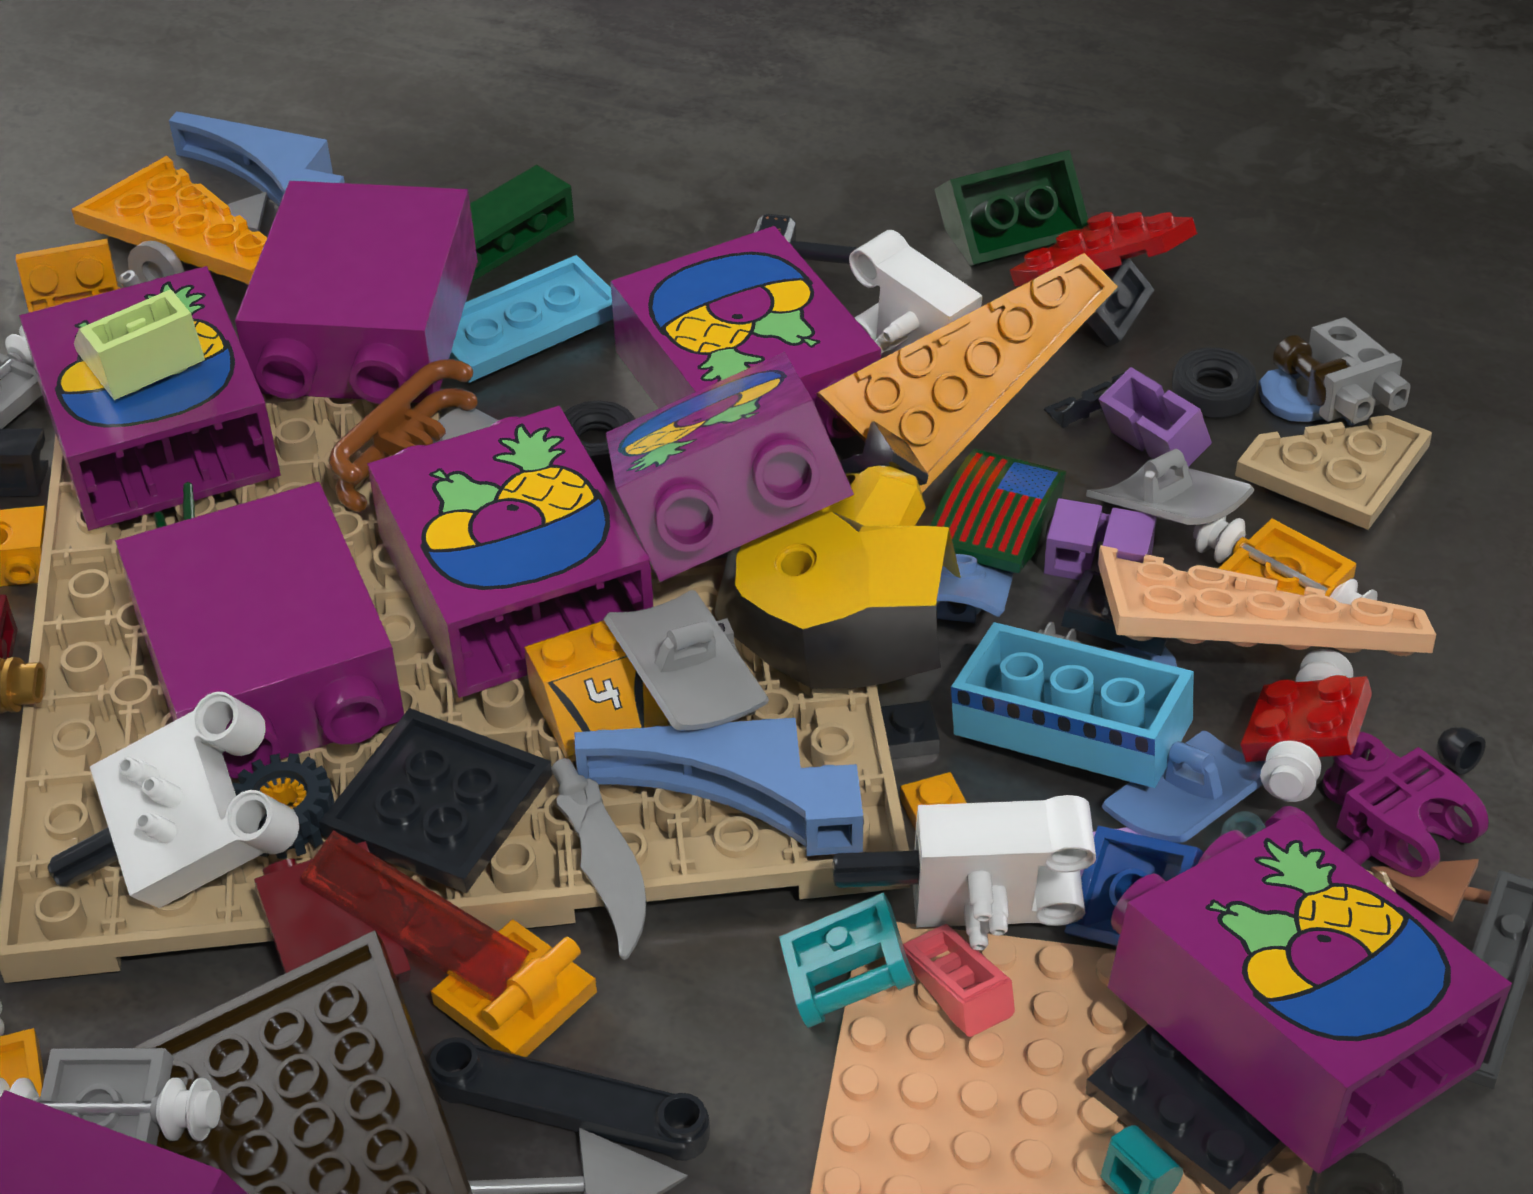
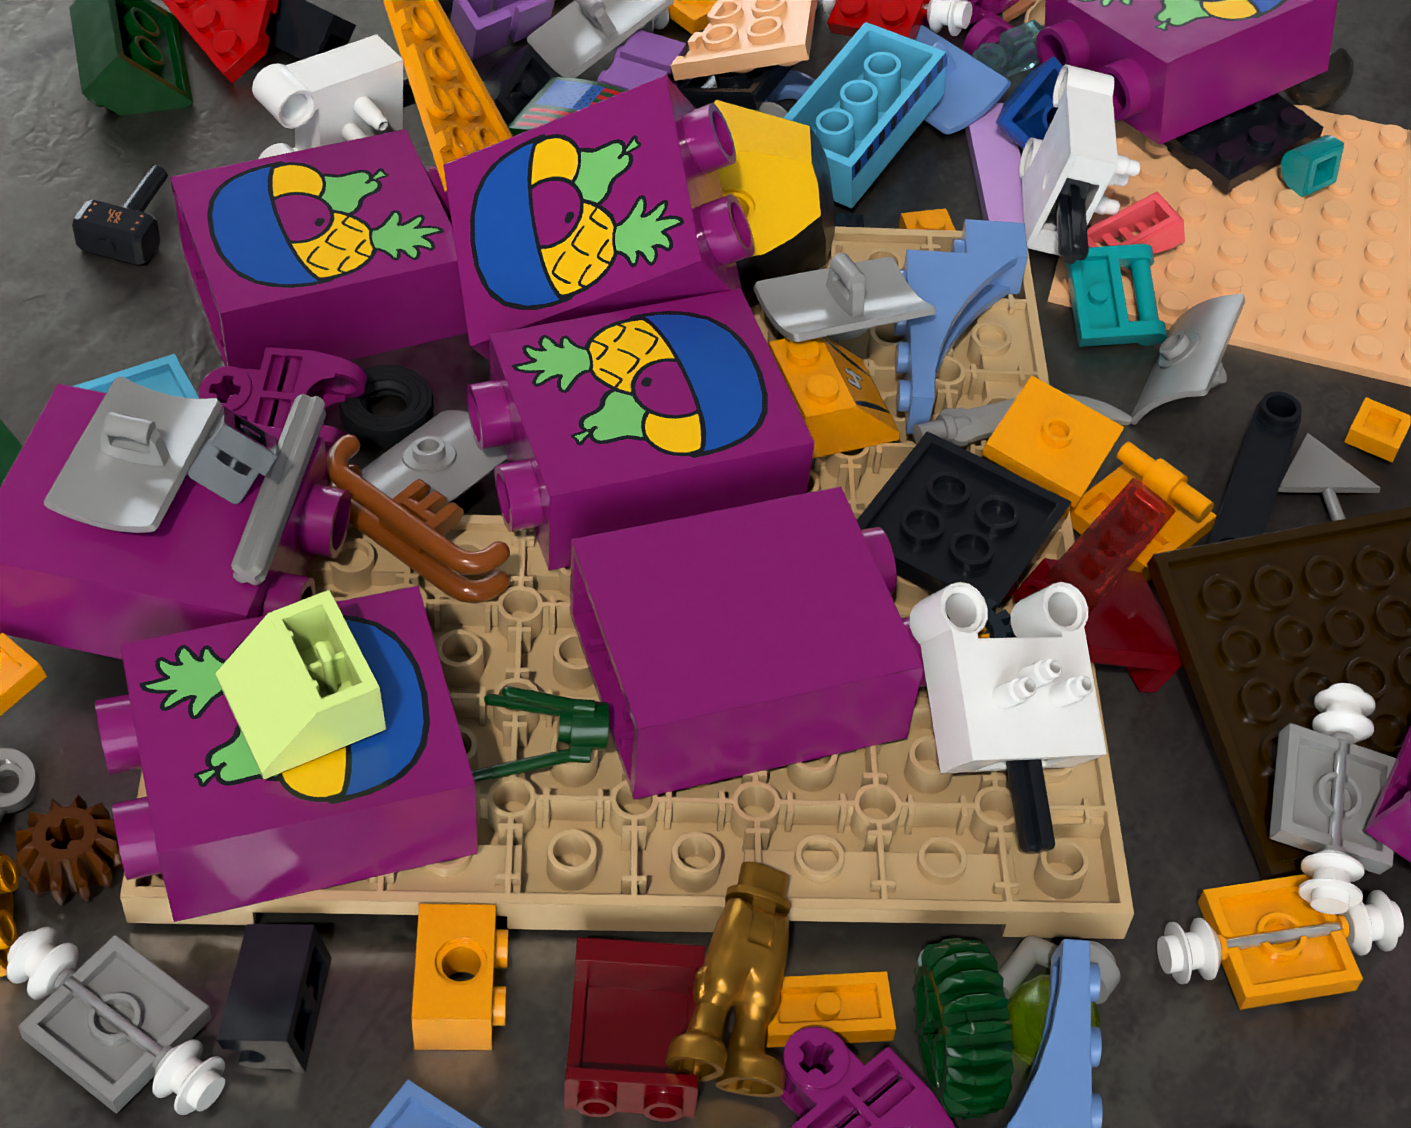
camera: 90 degrees left, 5 degrees up
(355, 308) = (278, 491): none -> light grey axle
(372, 267) = (233, 456): none -> slope
(377, 225) = (132, 458): none -> light grey shield
(562, 873) = (1052, 440): none -> light orange plate
(564, 364) = (269, 393): none -> magenta piece
(744, 1017) = (1191, 354): none -> light grey shield
(1072, 455) = (517, 81): none -> black panel

